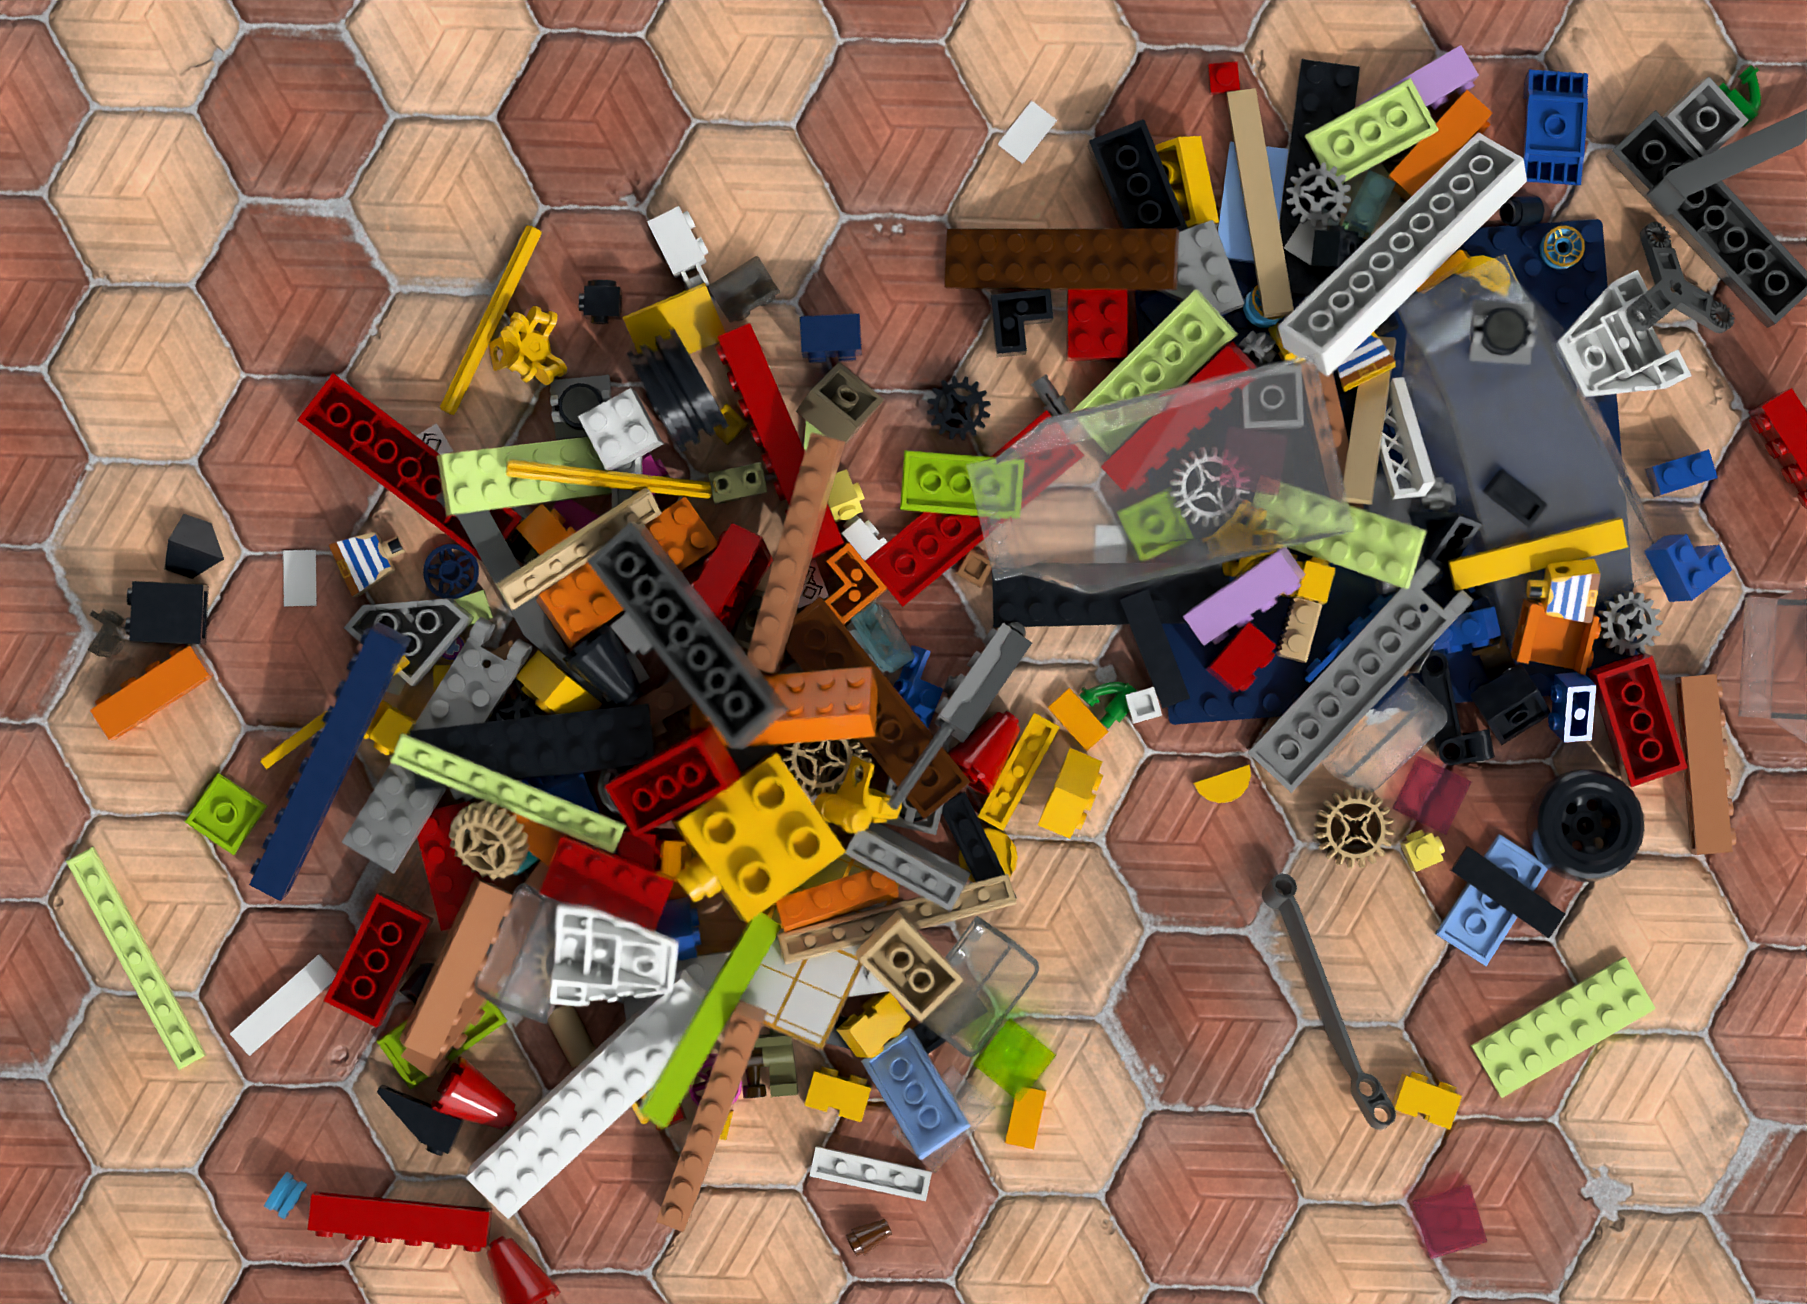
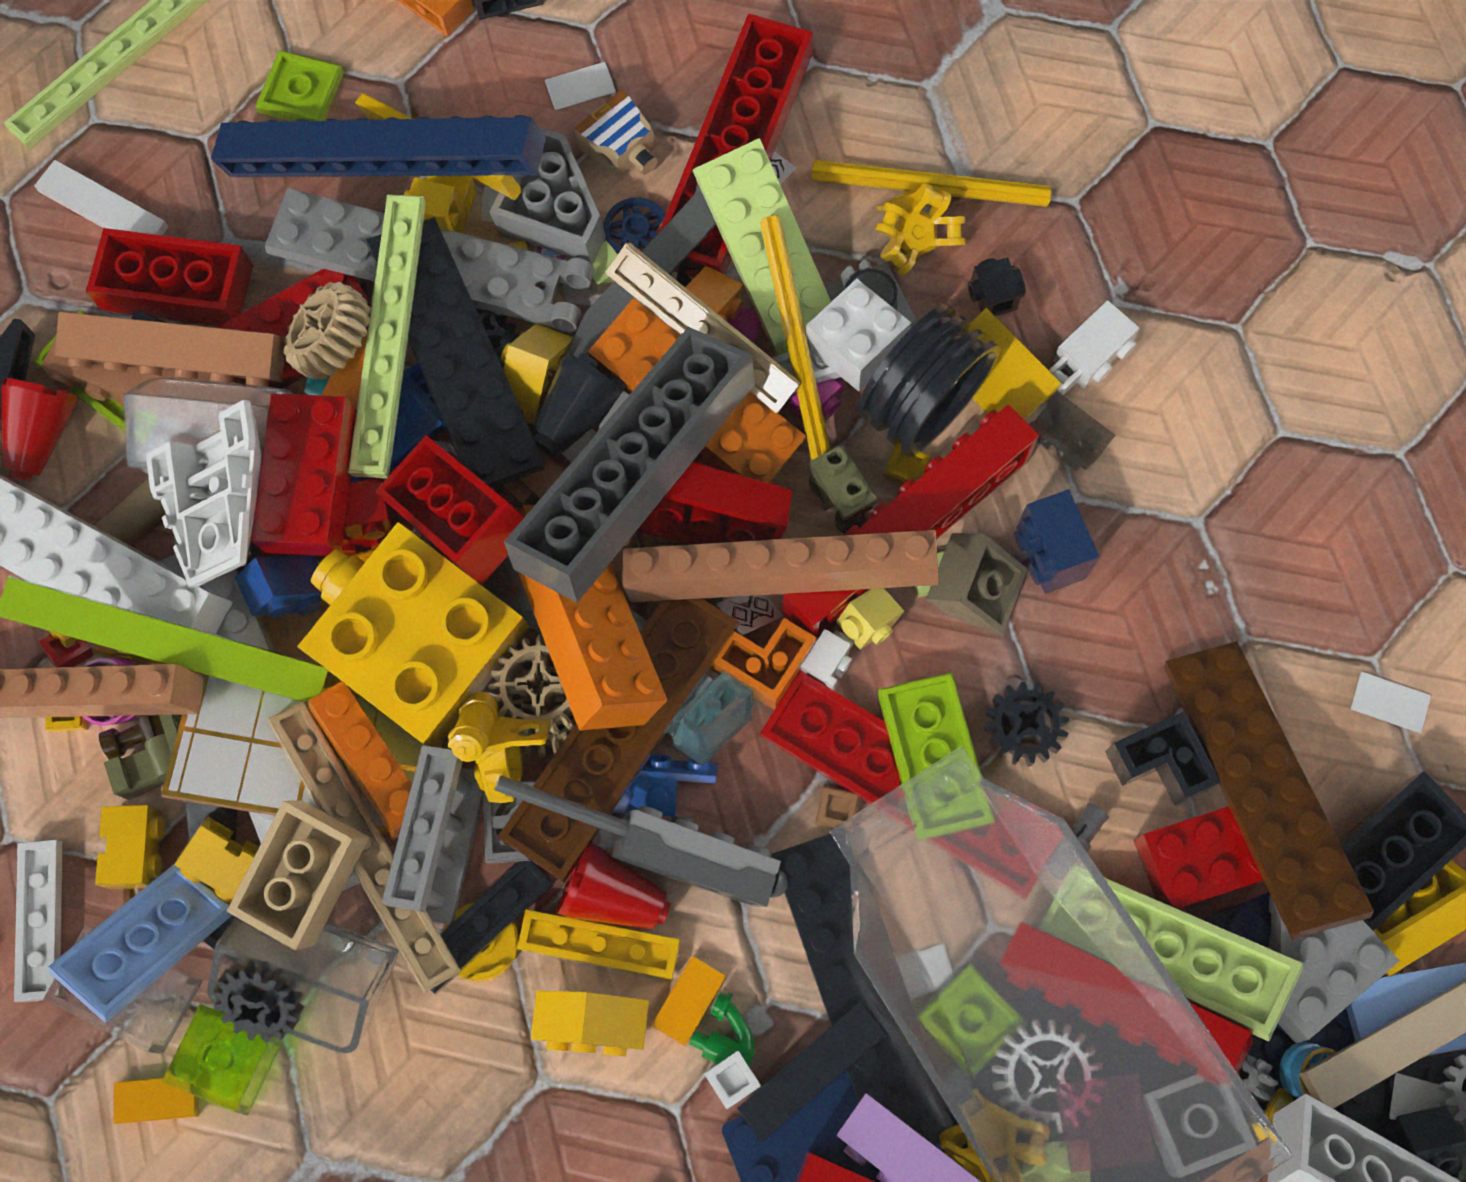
camera: 75 degrees right, 15 degrees down
(988, 1016) = (258, 1000): none -> black gear

